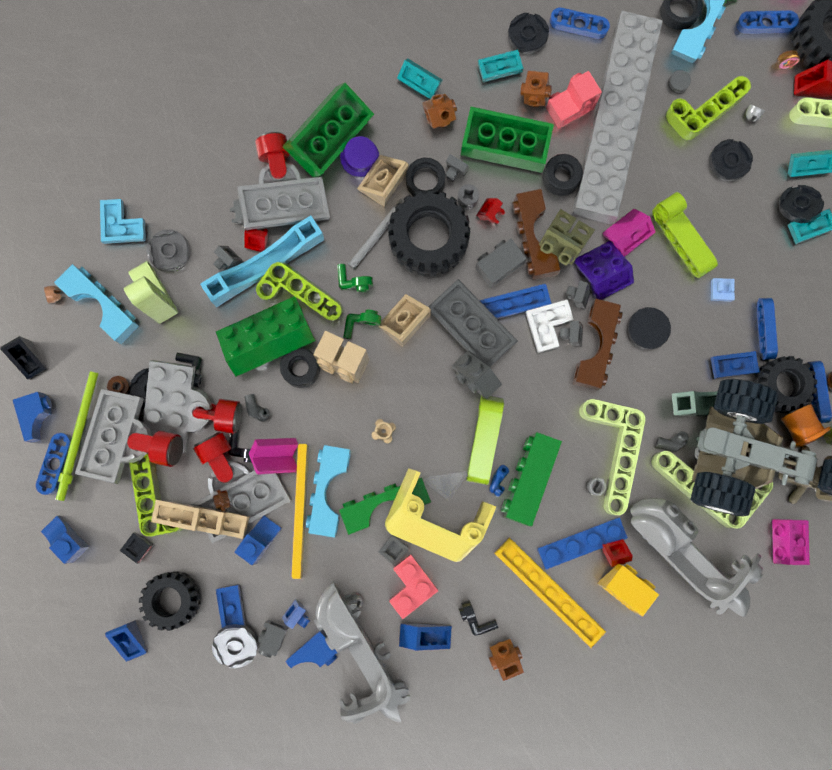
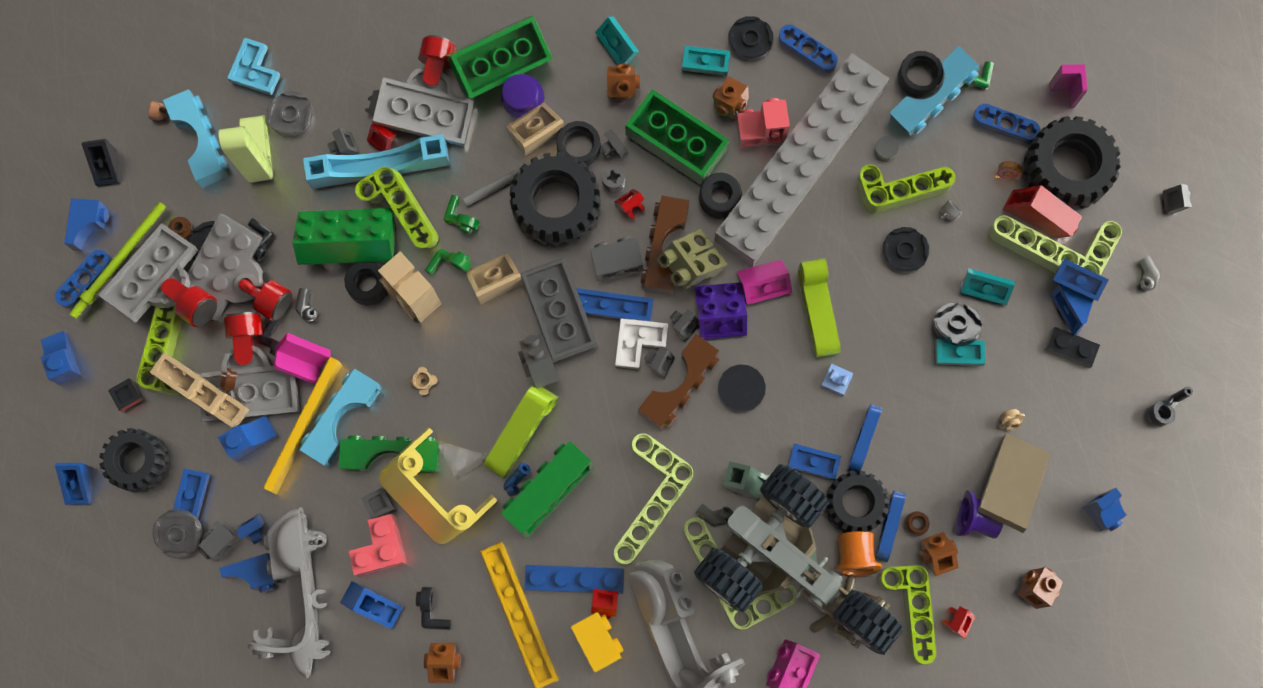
camera: 25 degrees right, 5 degrees down
(599, 488) = (616, 531): light grey hinge -> none

